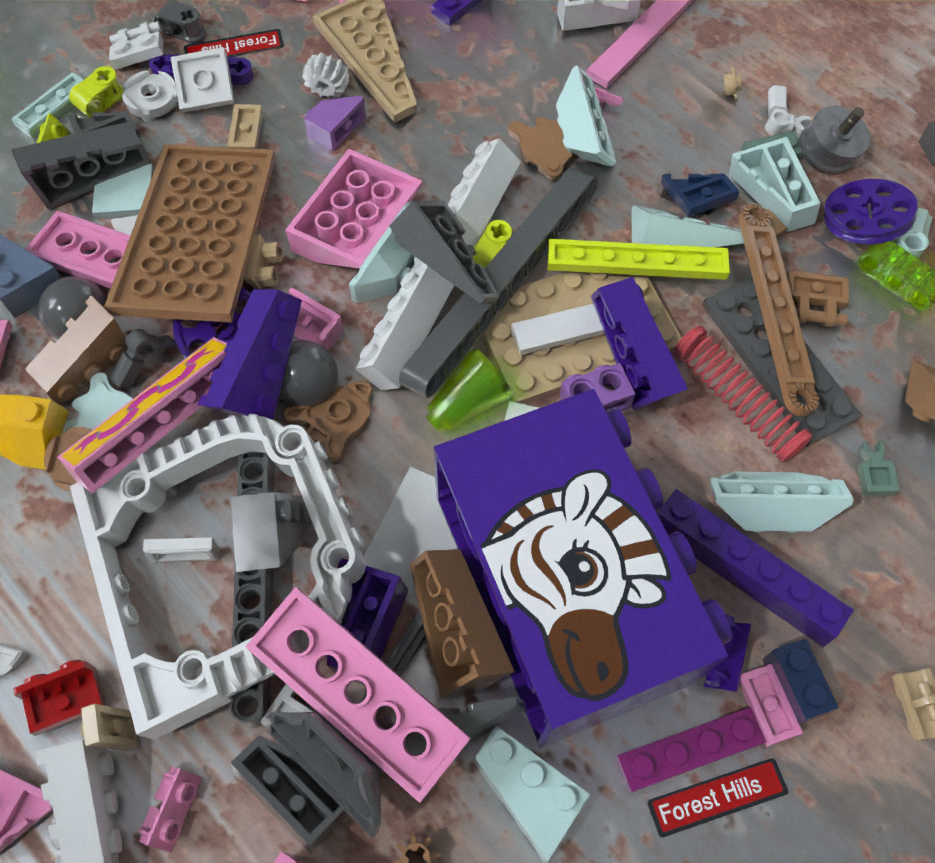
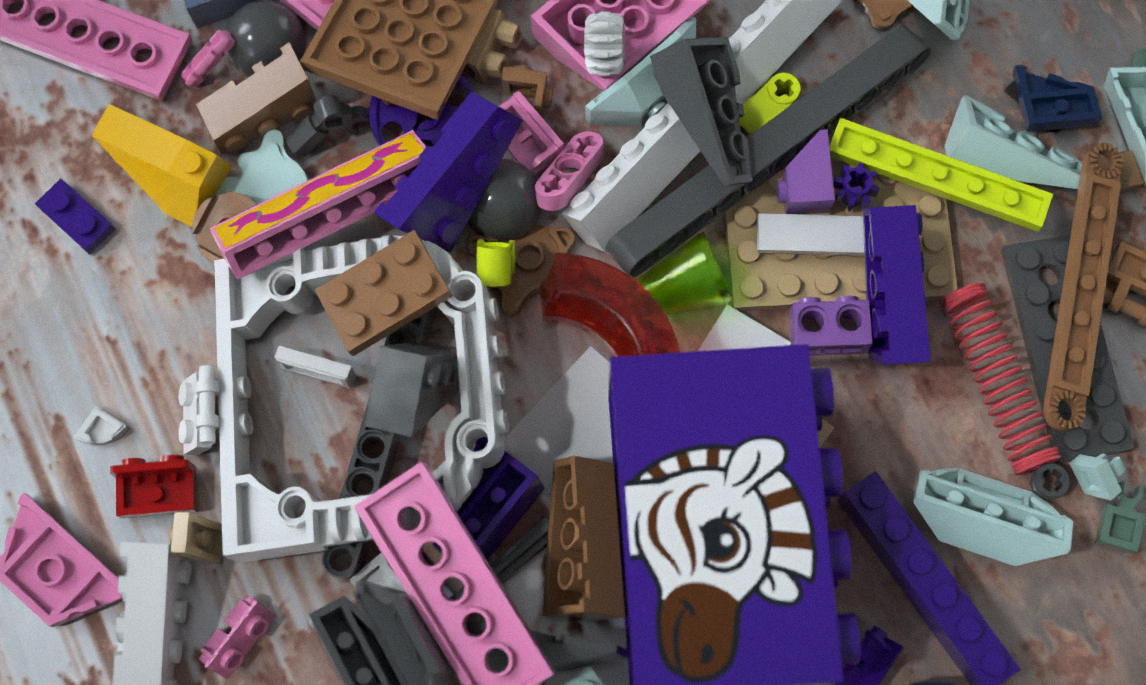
camera: 20 degrees right, 10 degrees up
(27, 333) = (208, 58): none -> bright pink axle
(86, 617) = (199, 417): none -> white plate
(223, 464) = (383, 293): none -> medium nougat plate
(300, 280) = (531, 85): none -> medium nougat bracket
(312, 416) = (496, 262): none -> neon yellow piece
(350, 227) = (604, 43): none -> white gear
(351, 336) = (546, 189): none -> bright pink beam
(385, 423) = (607, 304): none -> clear red fence
(542, 288) = (808, 179): none -> medium lavender slope
(578, 283) = (856, 177): none -> dark purple gear
(818, 459) = (1062, 481): none -> dark grey bush
(845, 442) = (1098, 475): none -> light aqua tile

